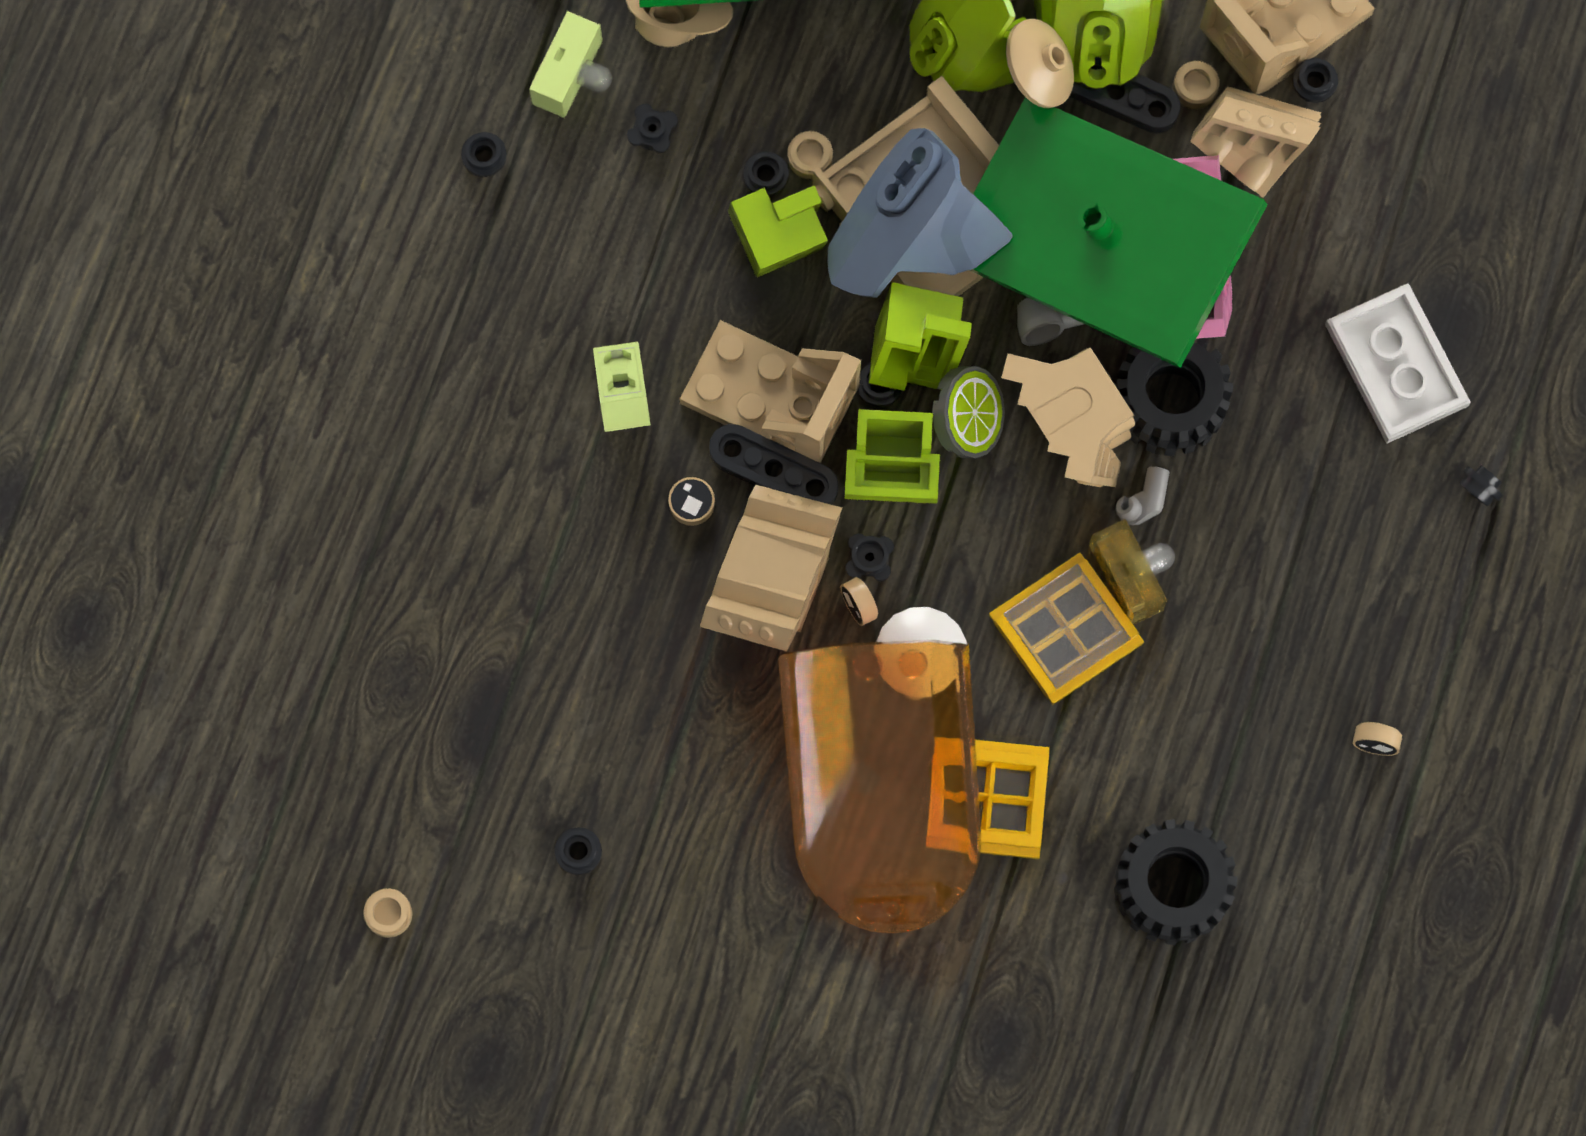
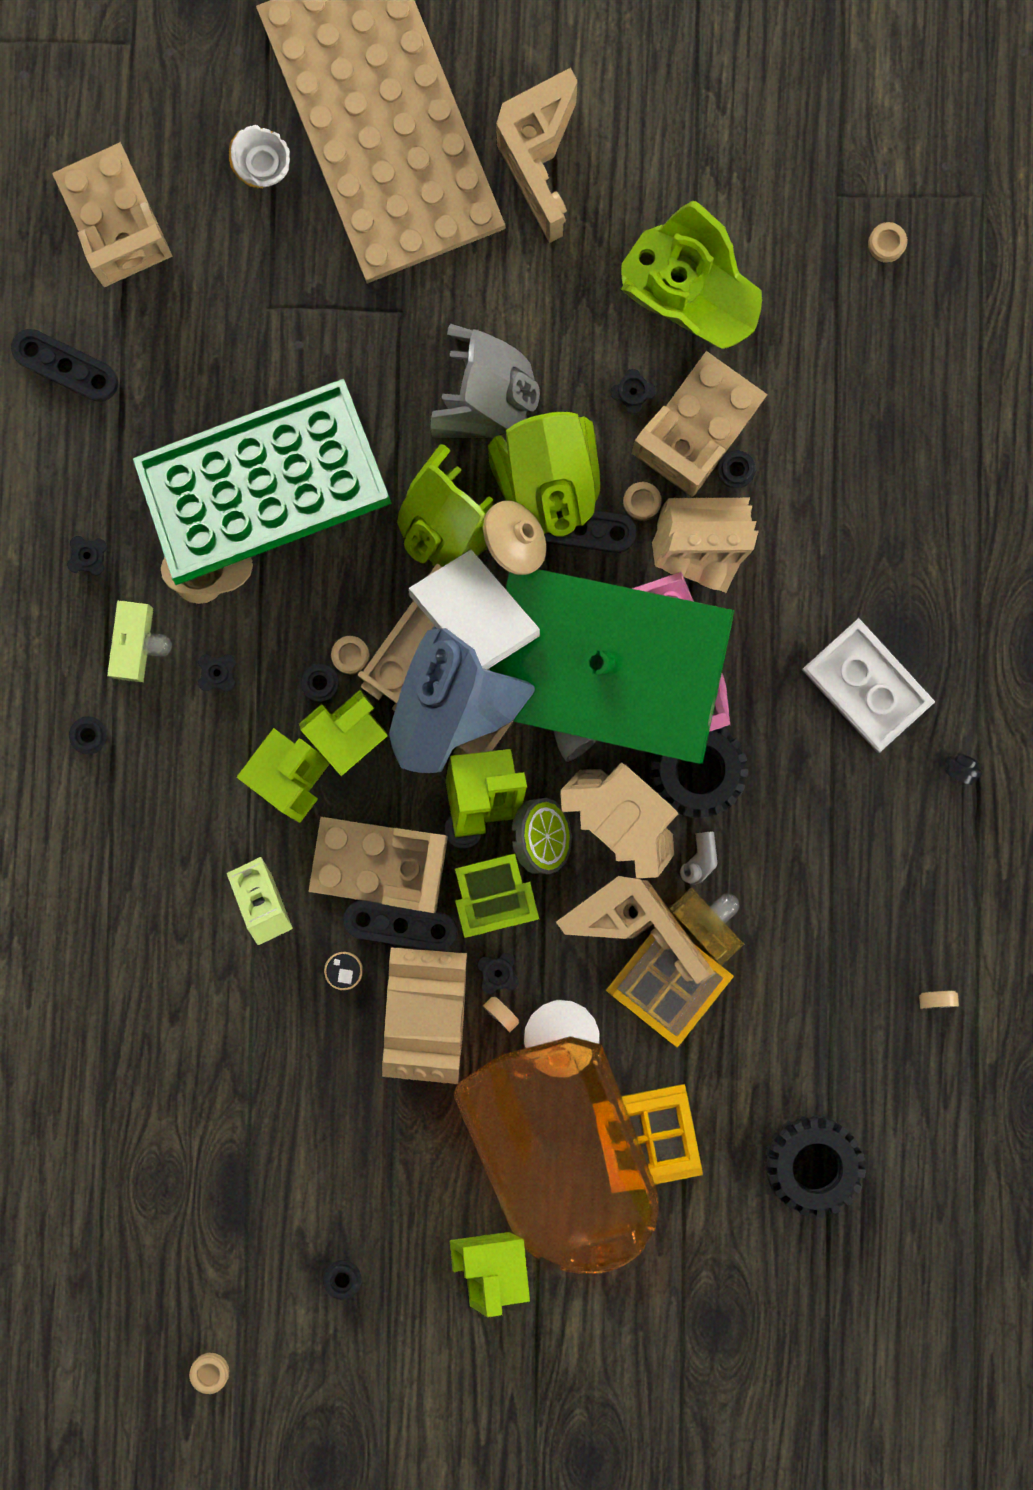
camera: 15 degrees left, 10 degrees up
(696, 254) = (285, 774): none -> lime plate
(761, 884) = (493, 1270): none -> lime plate
(974, 126) = (475, 609): none -> white tile
(1025, 516) = (608, 916): none -> tan bracket

